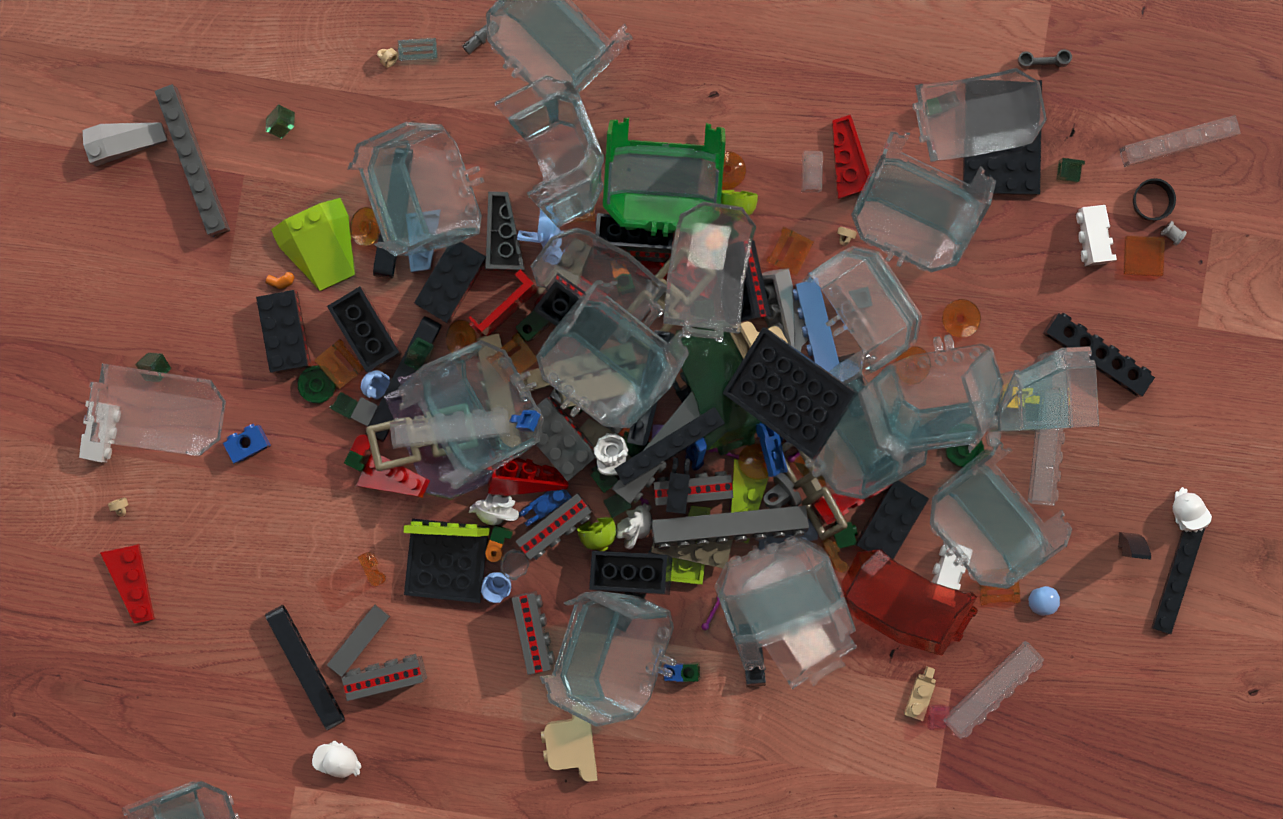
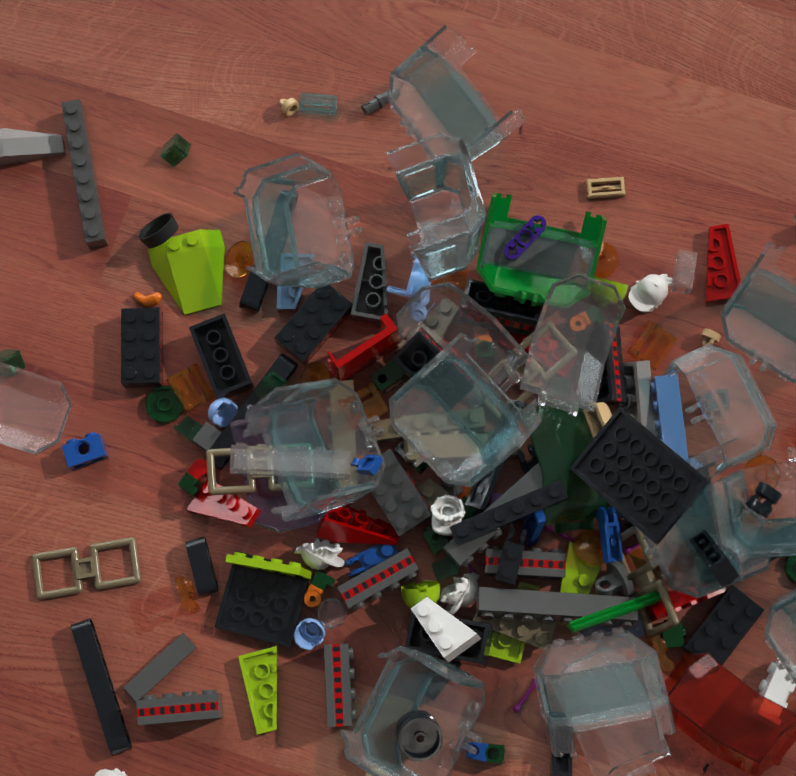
camera: 10 degrees right, 10 degrees down
(269, 557) = (86, 568): none -> dark tan bar
(273, 205) = (158, 230): none -> black tyre
(381, 538) = (201, 566): none -> black beam
(457, 639) = (260, 680): none -> lime wing
(615, 668) = (419, 747): none -> black wheel
(624, 568) = (445, 630): none -> white wedge
(660, 152) = (530, 224): none -> dark purple beam
(723, 94) = (589, 182): none -> tan tile
(780, 198) = (649, 292): none -> white hair
(784, 524) = (614, 611): none -> green axle
(873, 459) = (714, 558): none -> black brick
(918, 385) = (767, 493): none -> black wheel

